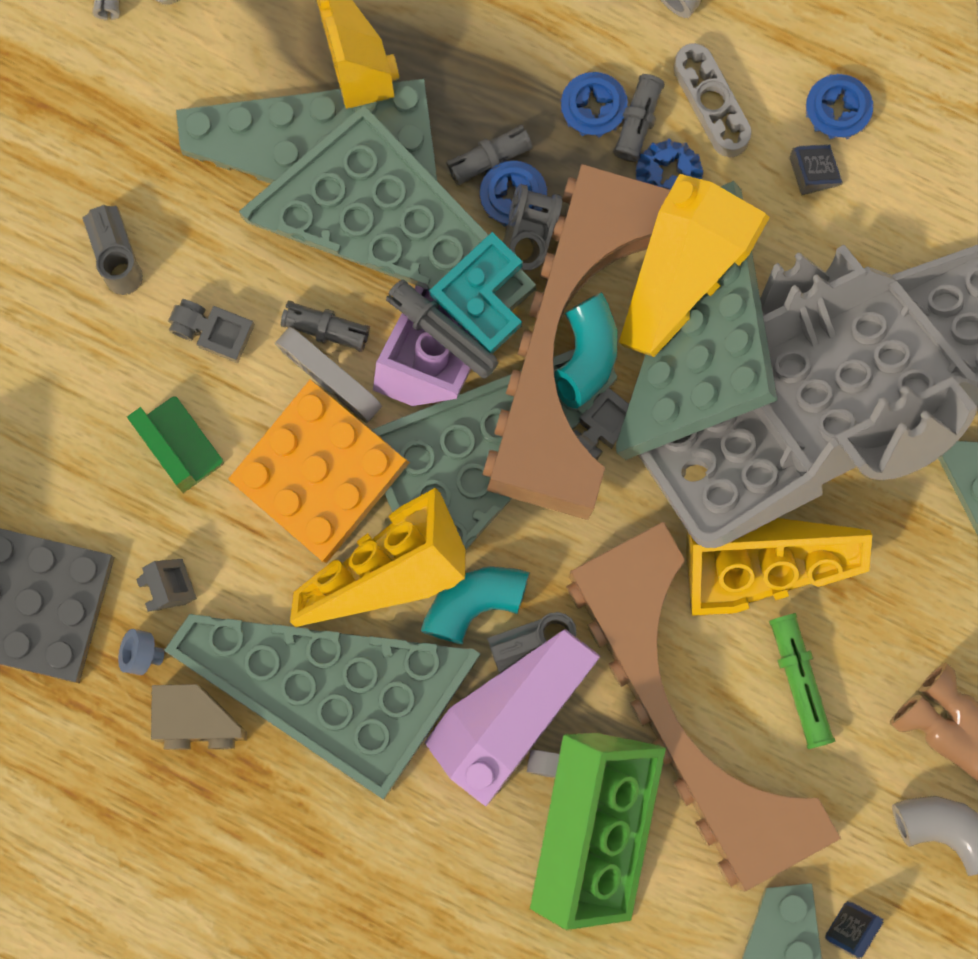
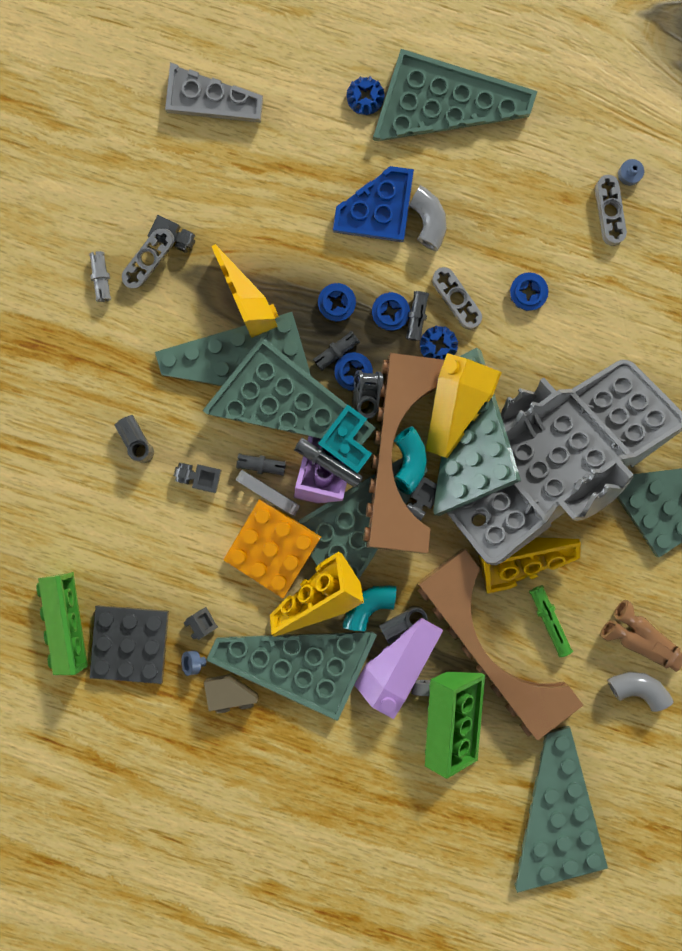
camera: 10 degrees left, 10 degrees up
(177, 443) = (190, 543): green panel -> none
(503, 58) = (334, 291): none -> blue gear
(815, 168) = (520, 330): slope -> none
(853, 930) = (595, 748): slope -> none

